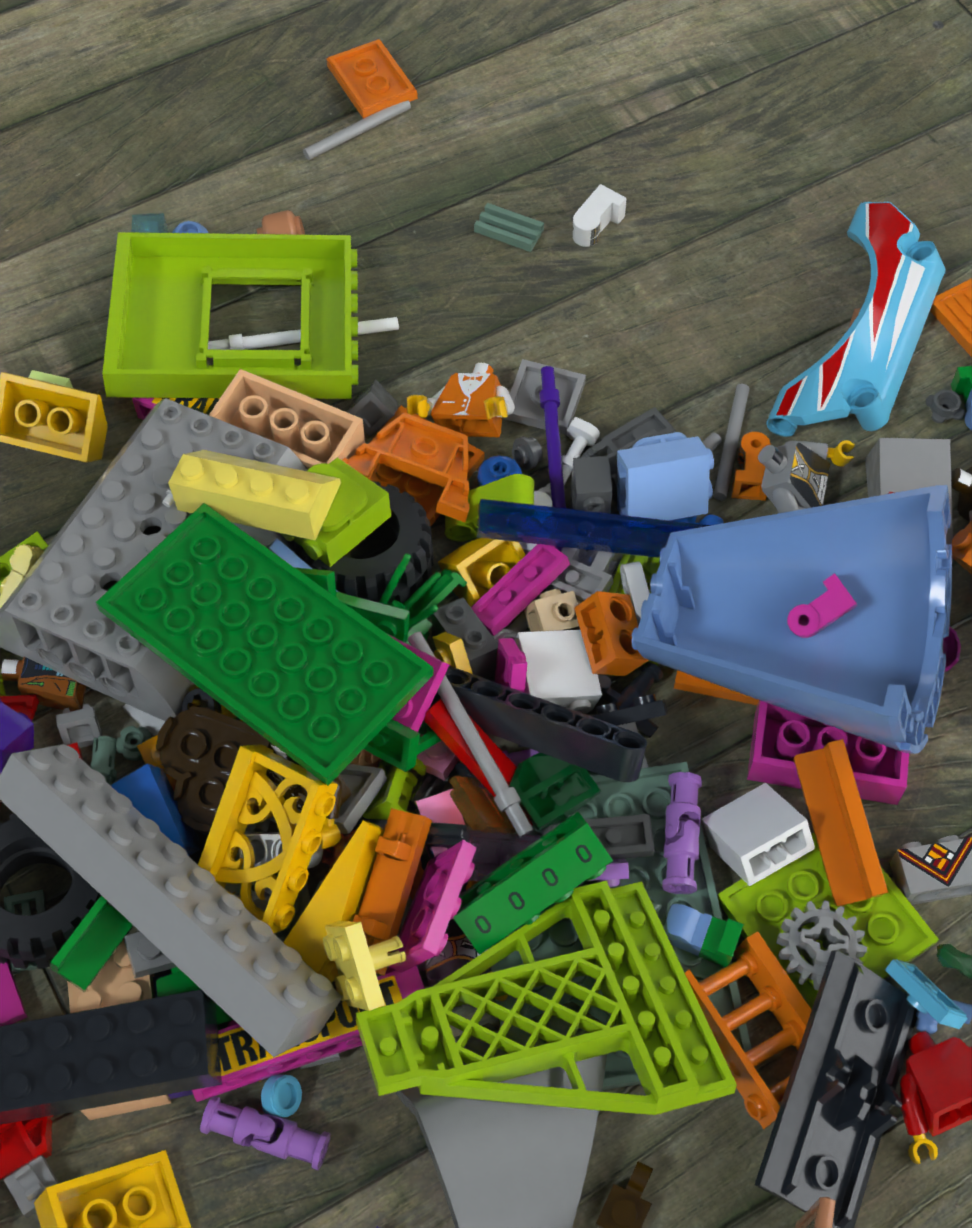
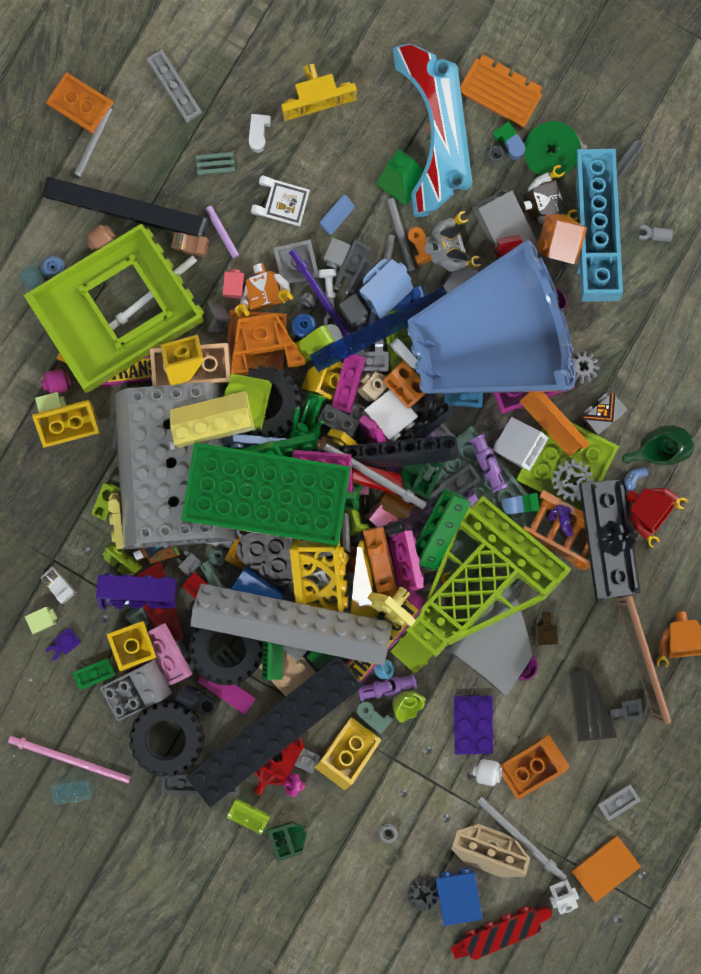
camera: 30 degrees left, 25 degrees up
(82, 368) = (56, 381): none -> dark pink head
(199, 1165) = (373, 718): none -> sand green leg
(268, 396) = (182, 359): none -> yellow slope
(279, 1188) = (407, 704): none -> lime hair
(344, 215) = (124, 207): none -> black beam
(352, 1100) = (411, 653): none -> lime piece
(404, 301) = (190, 244): none -> nougat leg
(428, 374) = (233, 284): none -> coral brick
(460, 311) = (222, 232): none -> lavender bar
(514, 119) = (174, 86): none -> light grey tile
(577, 317) = (284, 202): none -> white flag
(614, 409) = (336, 254): none -> light grey brick
(646, 365) = (337, 215): none -> medium blue slope
(700, 715) = (464, 399): none -> dark azure plate
(710, 205) = (317, 95): none -> yellow brick
(772, 992) = (563, 517): none -> dark purple piece
(774, 360) = (400, 177): none -> green slope
(827, 608) = (494, 325): dark pink leg -> none
(925, 994) = (625, 476): medium azure plate -> none
(931, 786) = (589, 366): none -> light grey gear

